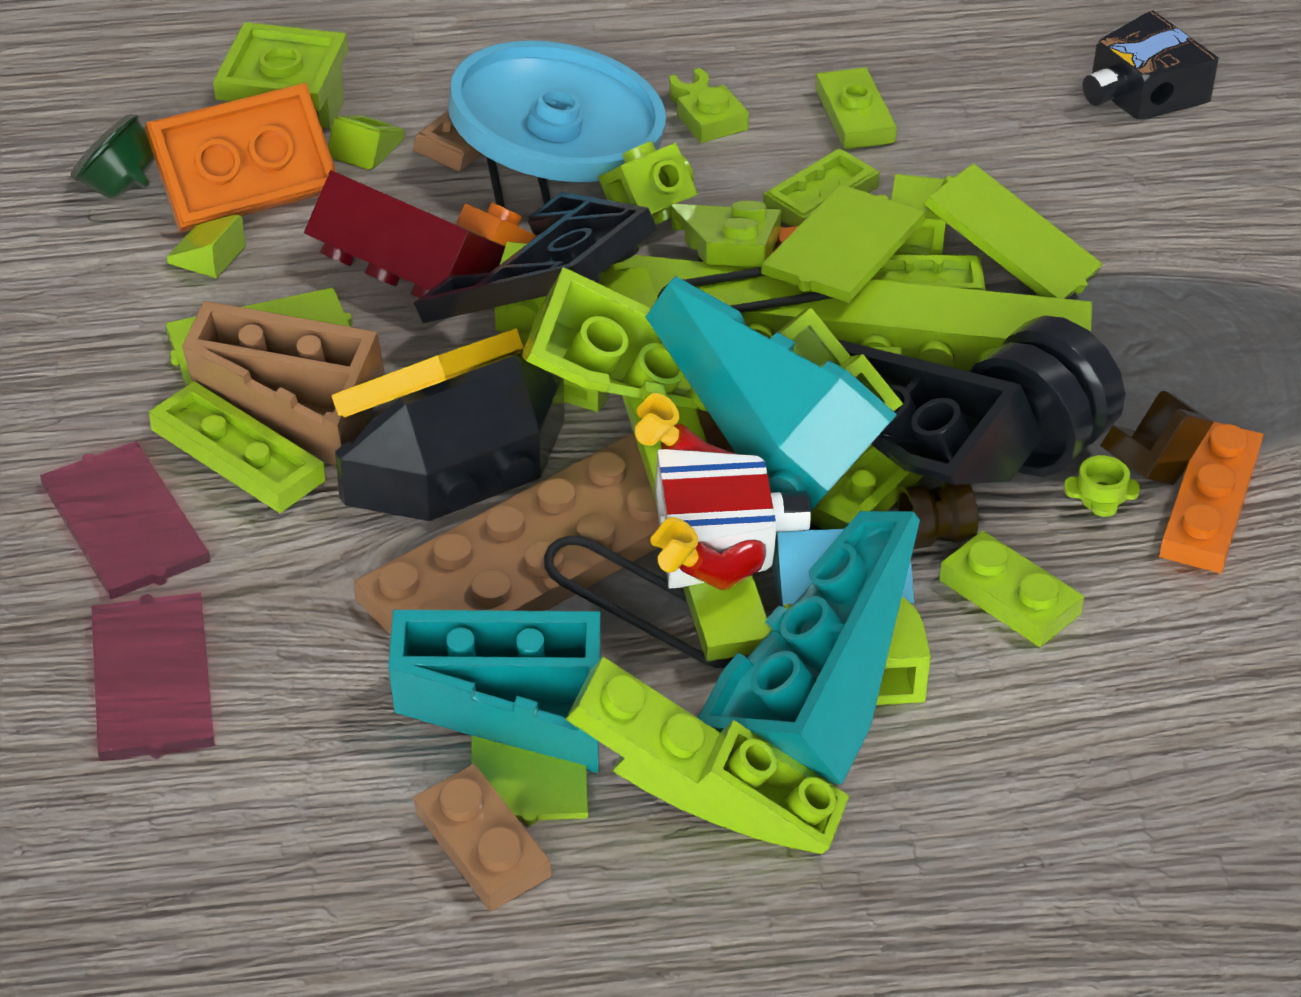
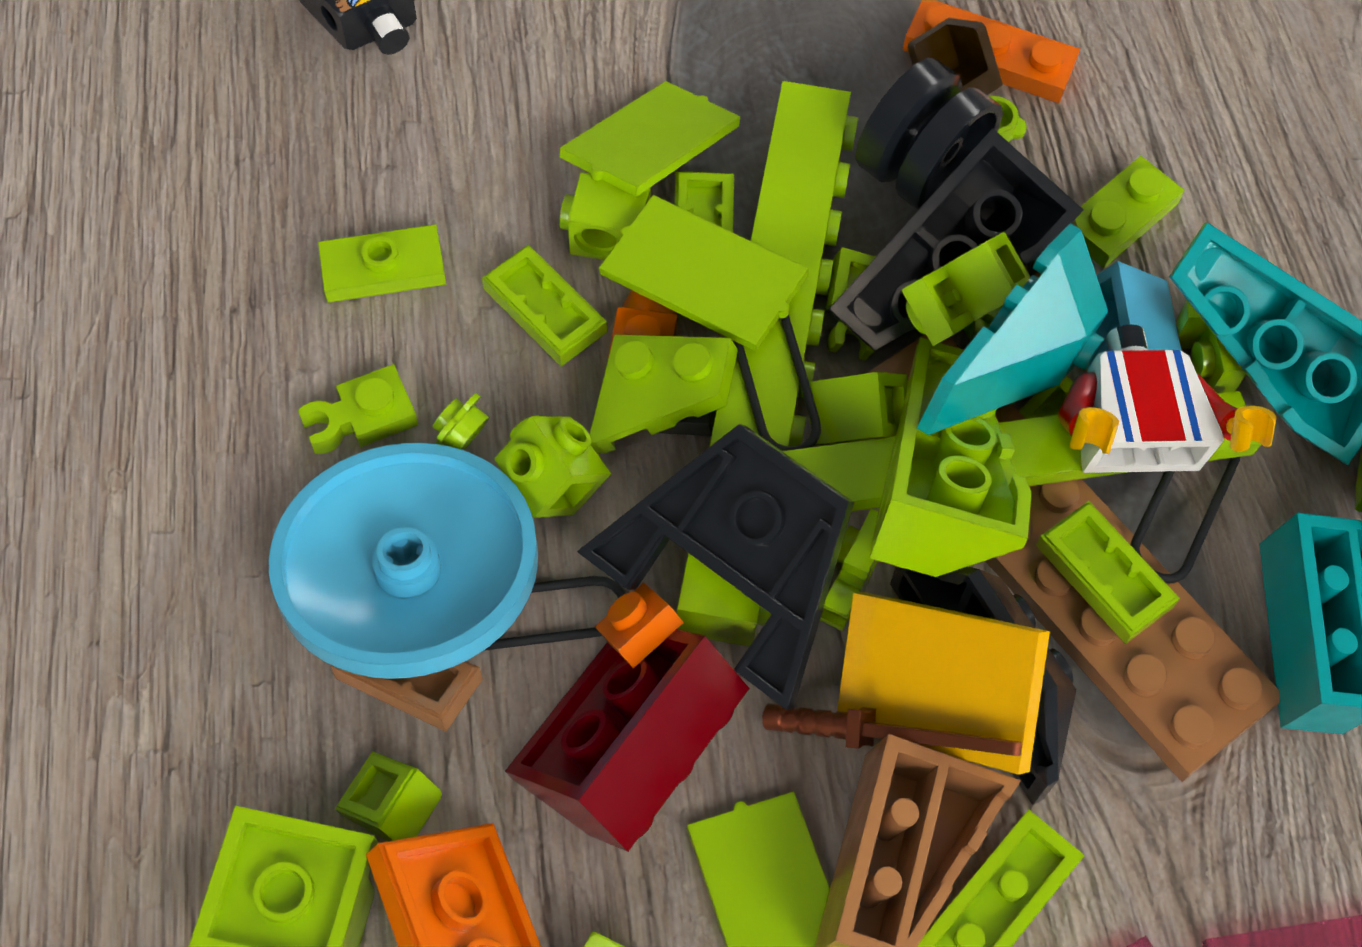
camera: 90 degrees left, 20 degrees up
(393, 354) = (860, 729): none -> copper sword
(547, 503) = (1107, 572): none -> lime plate
(693, 142) = (460, 423): none -> lime plate

